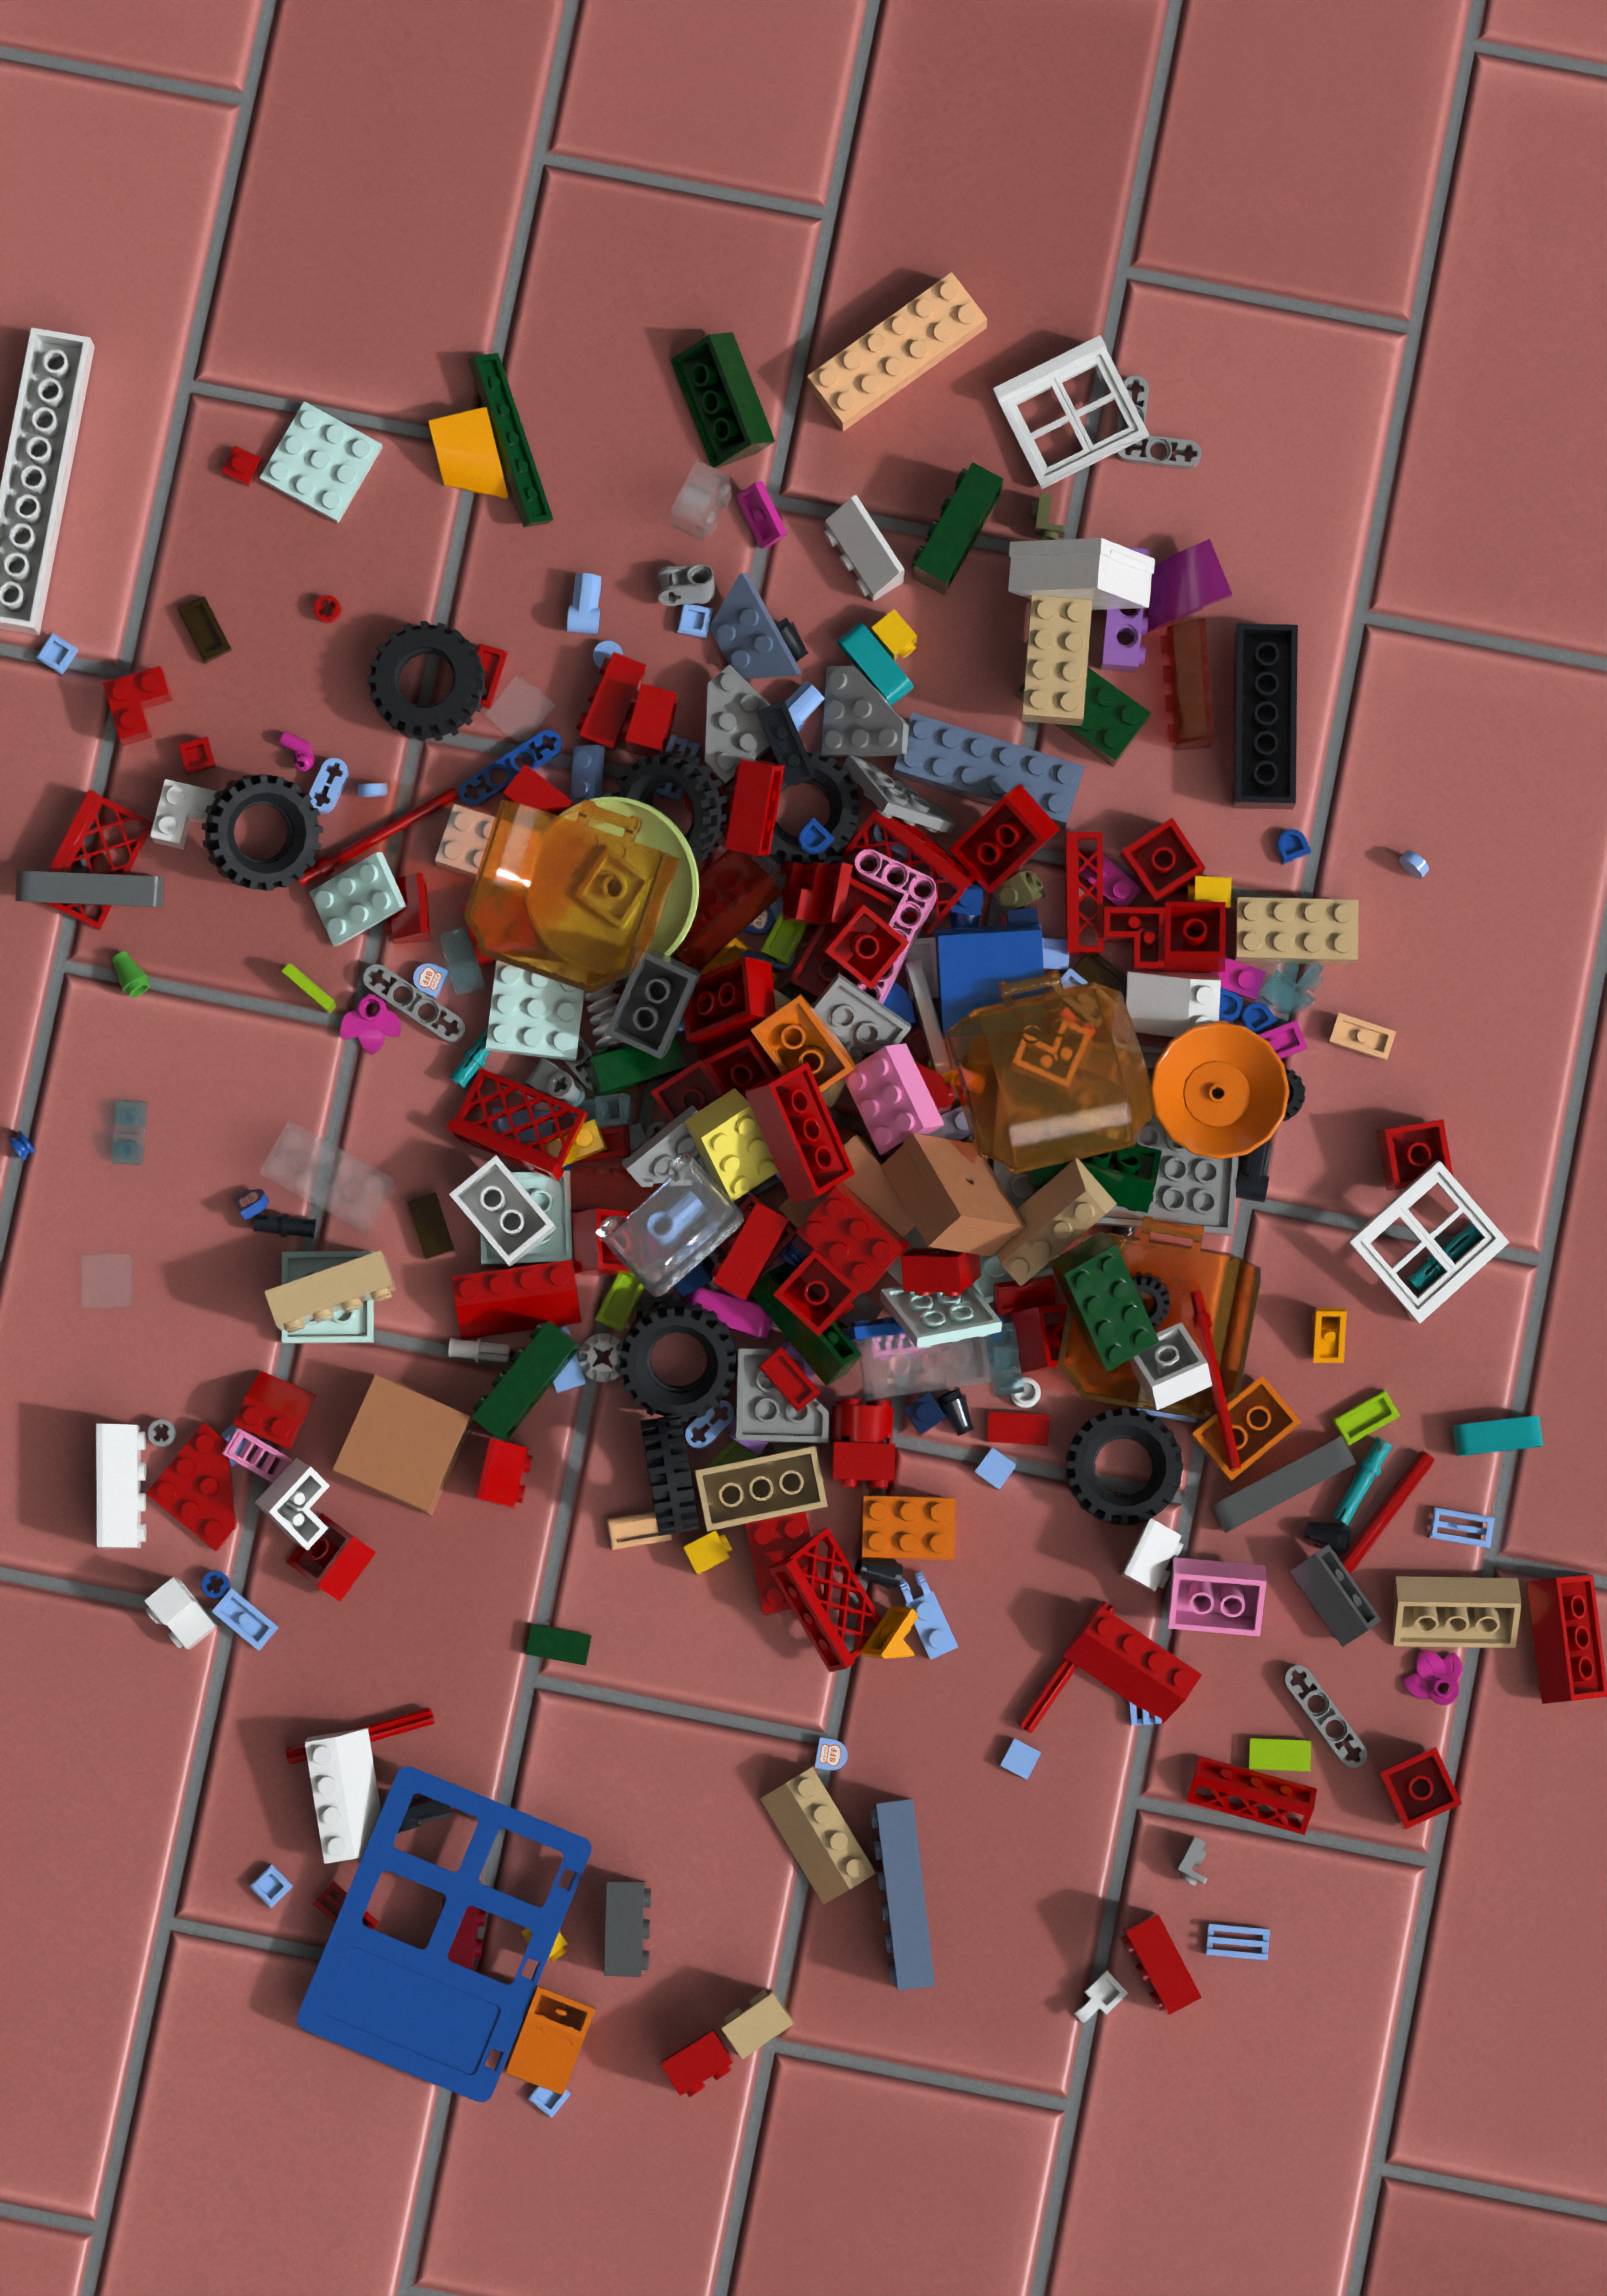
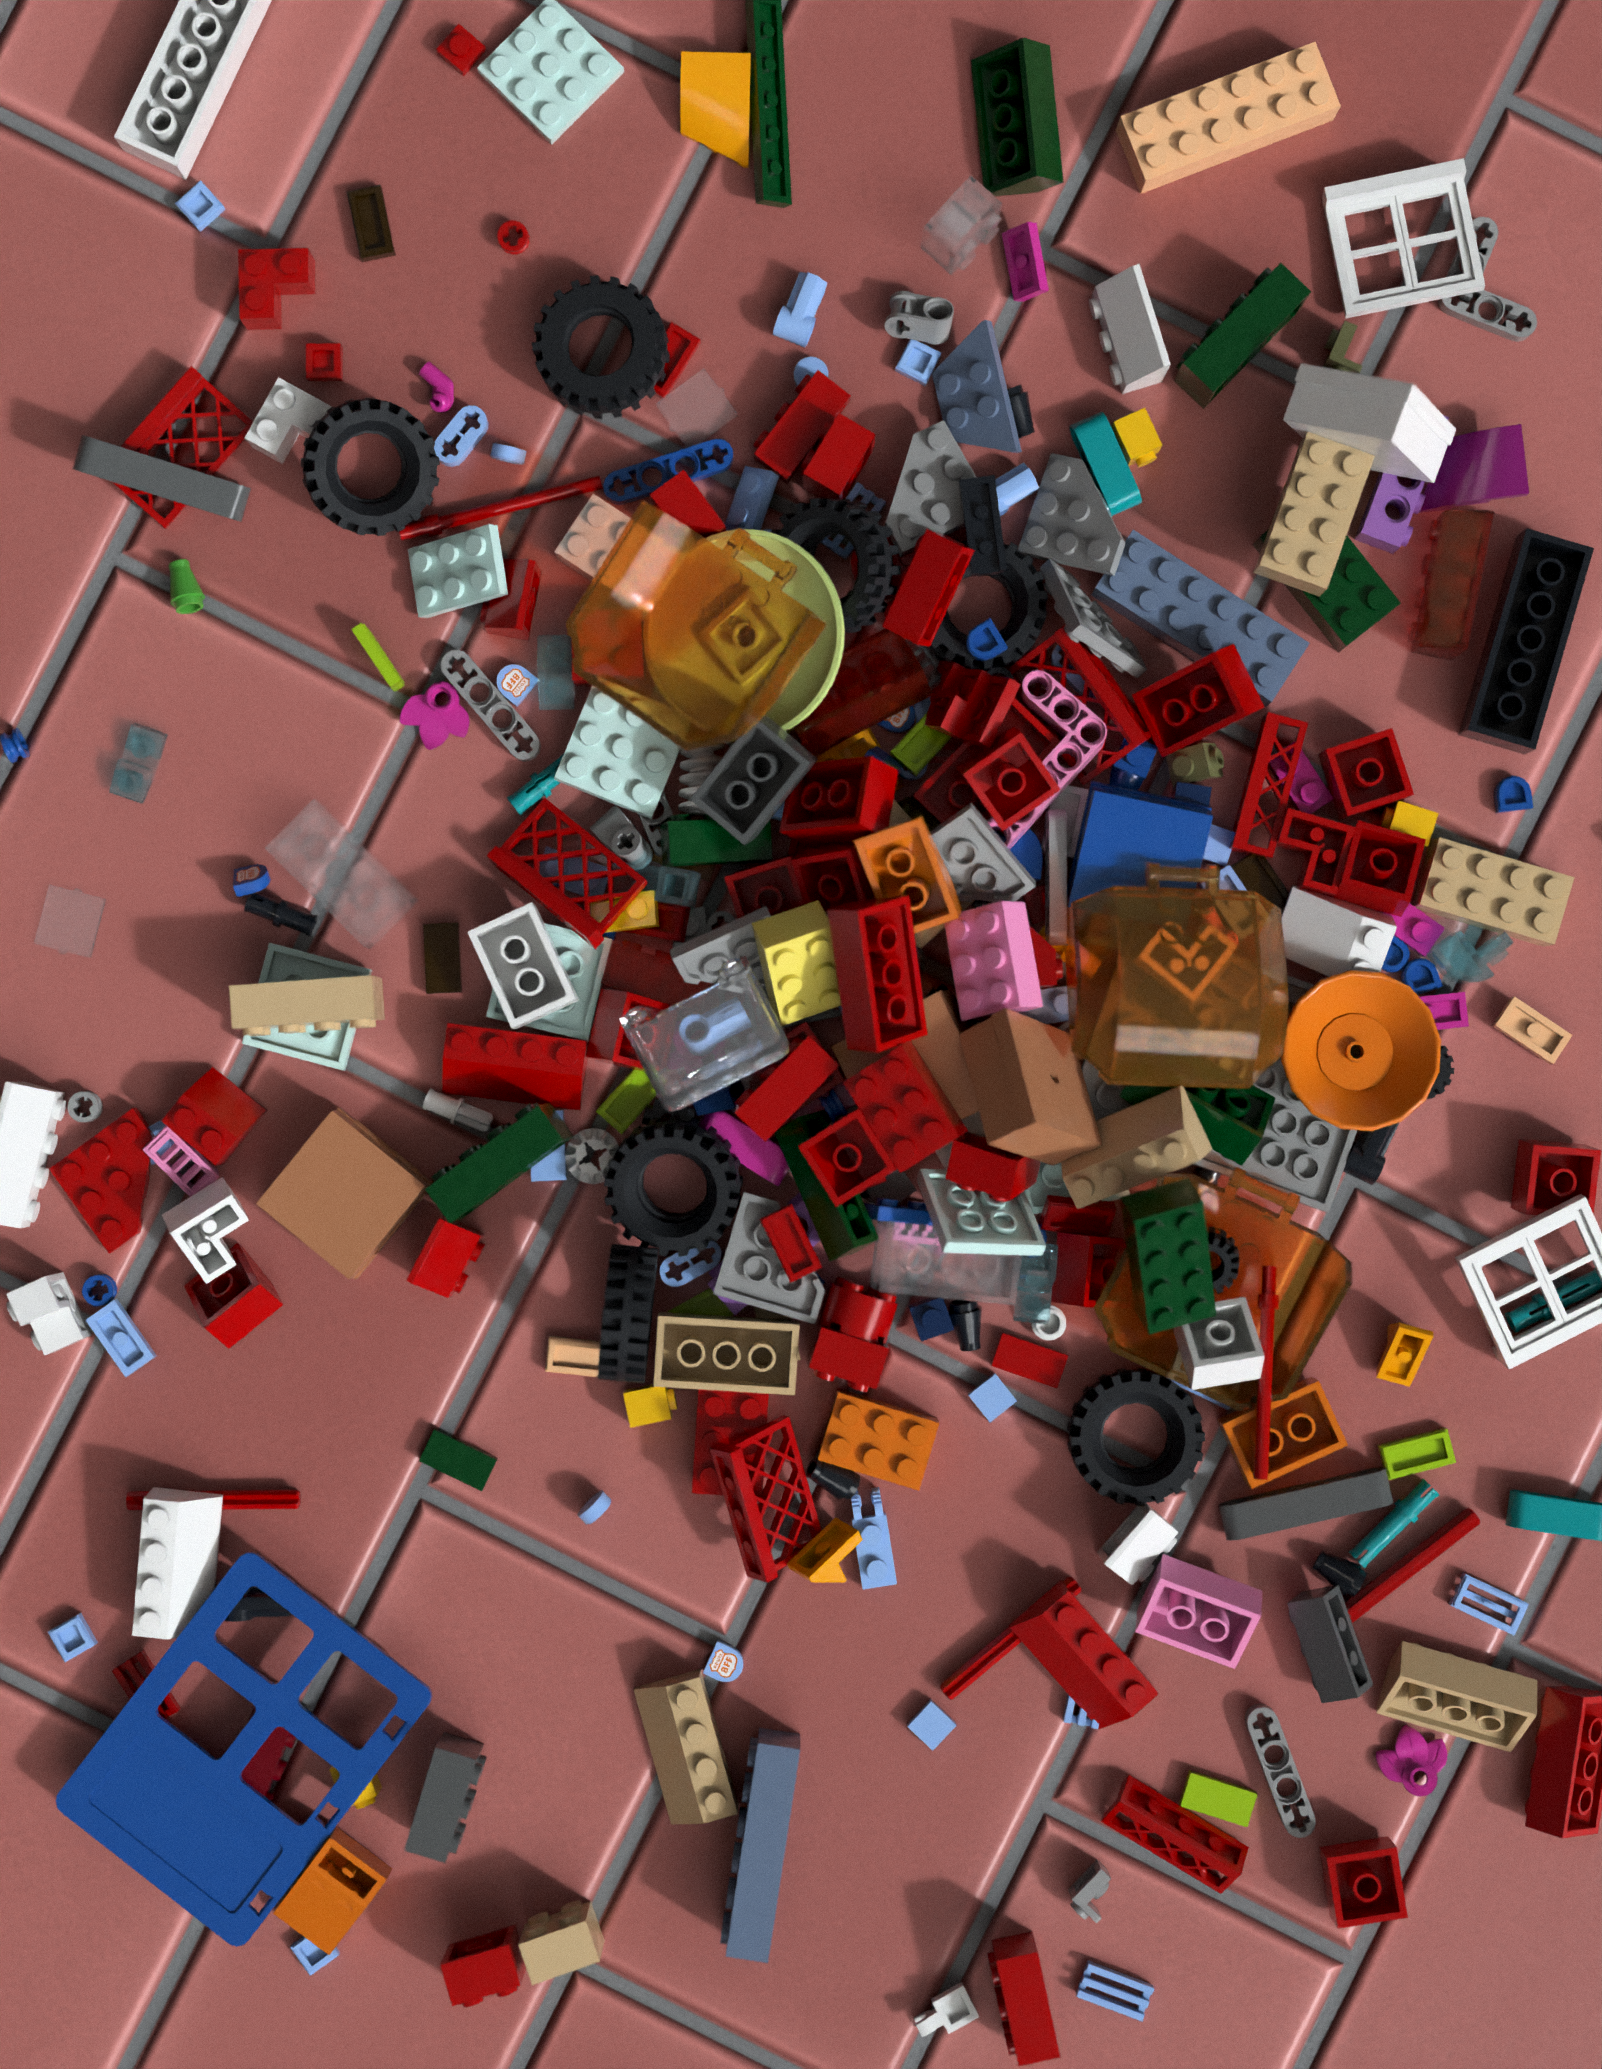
camera: 15 degrees right, 5 degrees up
(685, 1652) = (594, 1507): none -> light blue tile

